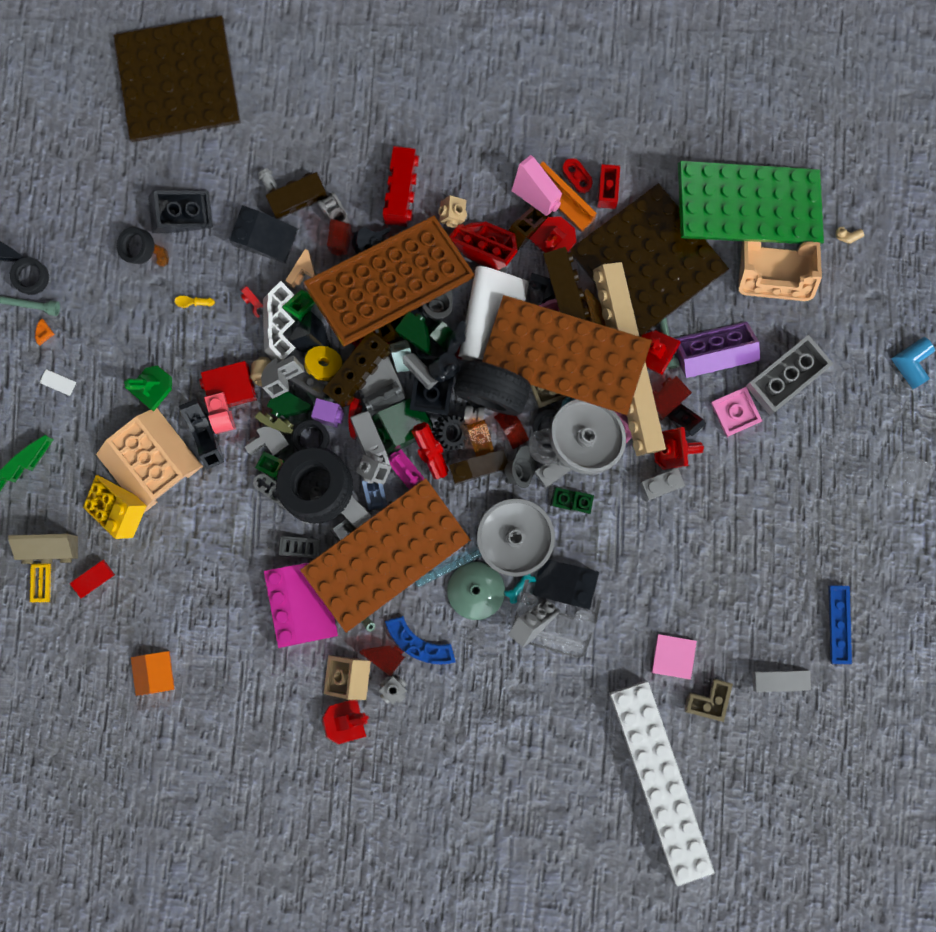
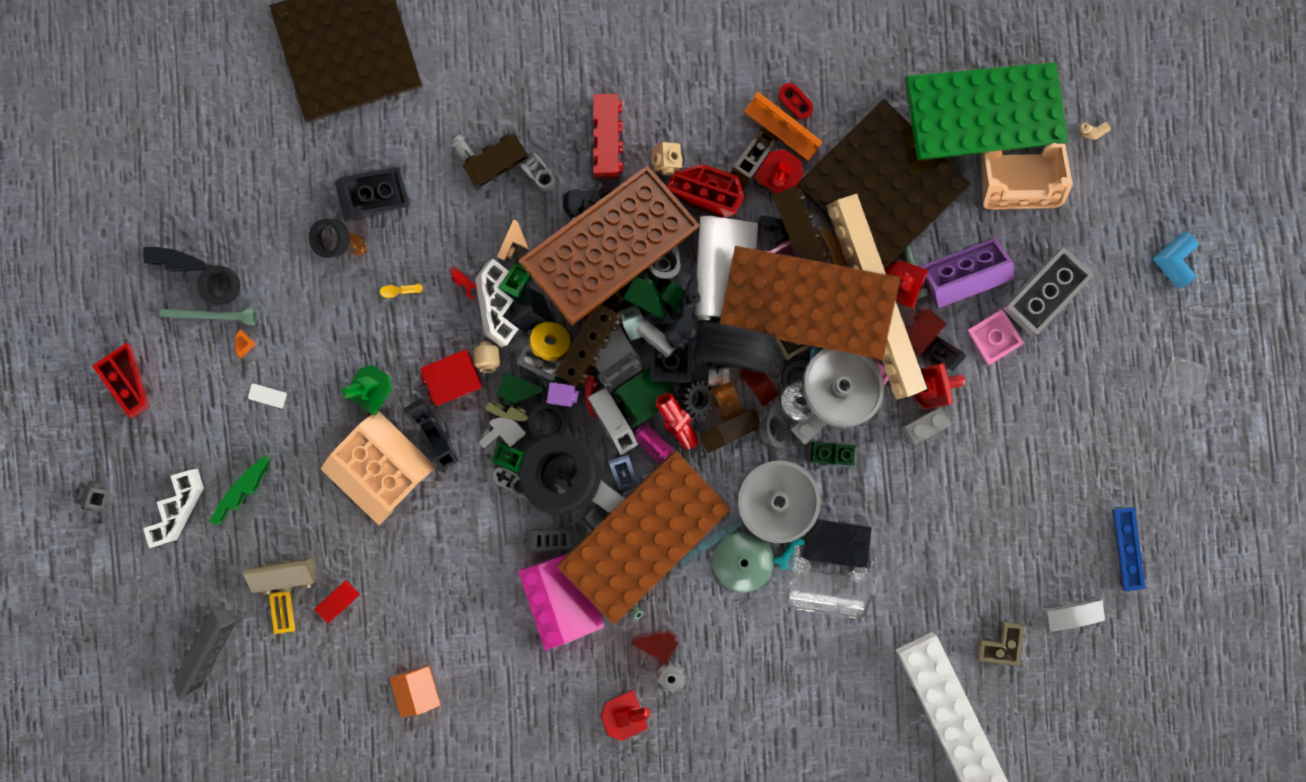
camera: 15 degrees left, 5 degrees up
(114, 508) = (349, 524): yellow slope -> none
(219, 414) = (447, 410): coral brick -> none
(263, 234) = (465, 208): black slope -> none
(277, 373) = (503, 360): light grey brick -> none
(339, 237) = (548, 202): clear red slope -> none
(347, 677) = (620, 670): tan slope -> none
(373, 469) = (621, 451): light grey brick -> none
(417, 647) = (688, 628): blue tile -> none
(533, 622) = (809, 589): light grey slope -> none
(536, 186) = (754, 121): bright pink slope -> none
(608, 186) = (831, 109): red brick -> none
(674, 656) = (959, 604): bright pink tile -> none

